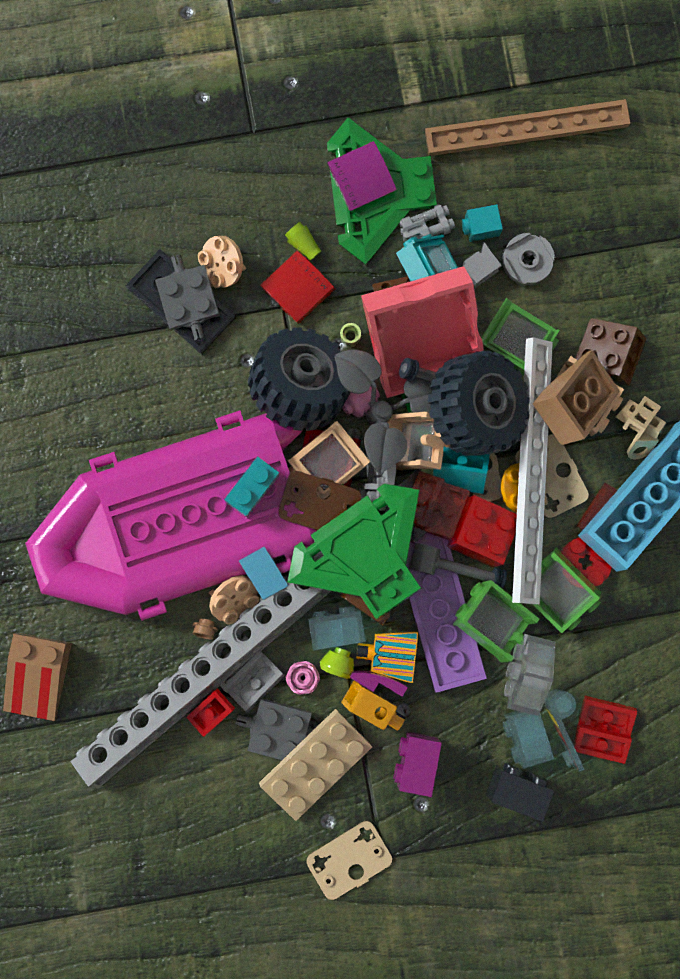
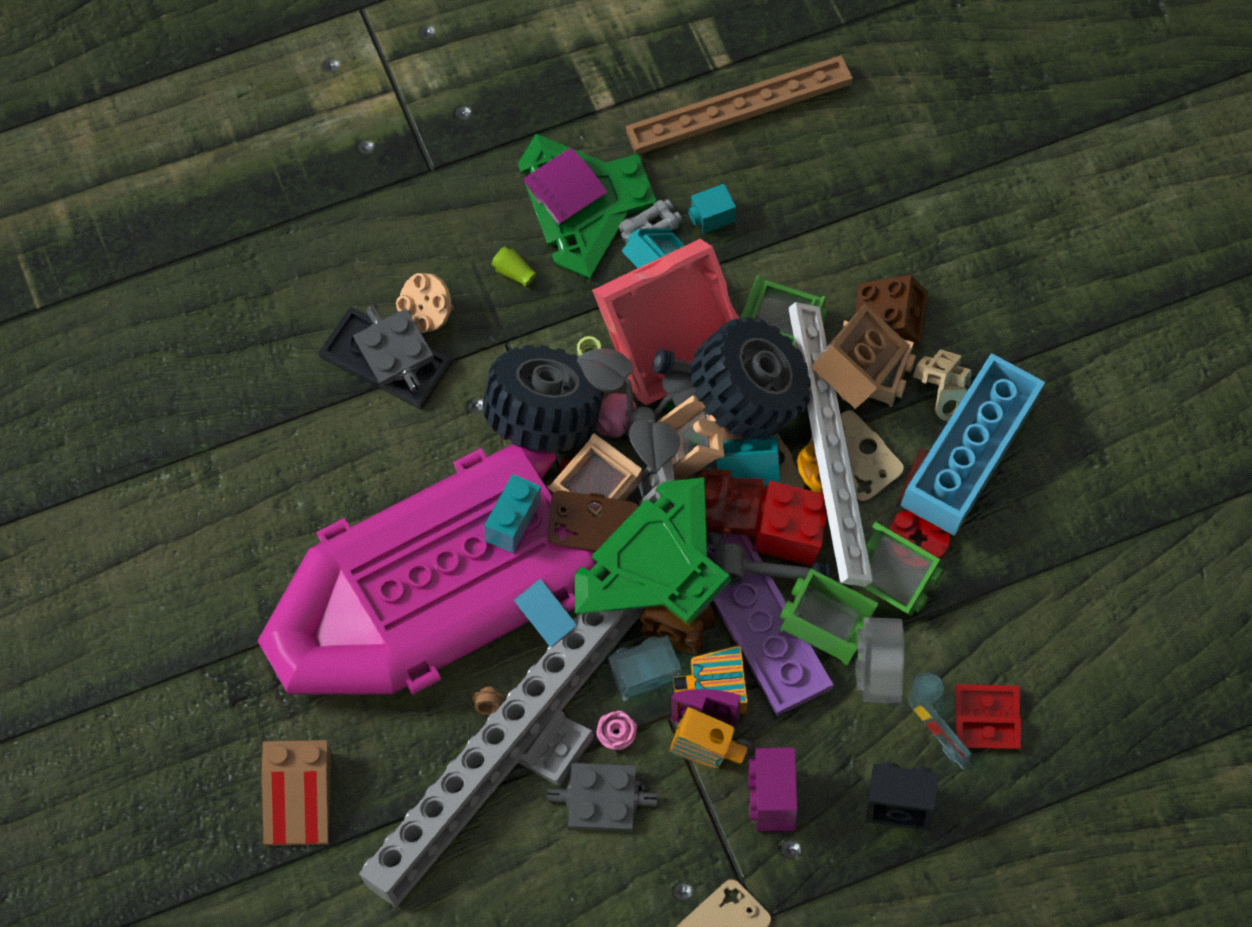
camera: 10 degrees left, 20 degrees down
(210, 712) = (516, 785): red slope -> none
(233, 598) = (504, 659): light nougat plate -> none
(297, 287) = (517, 314): red slope -> none
(315, 765) = (653, 823): tan plate -> none
(338, 663) = (654, 704): lime cone -> none
(481, 266) = (726, 249): light grey window -> none
(528, 737) = (898, 737): clear light blue brick -> none
(531, 245) = (778, 251): light grey plate -> none

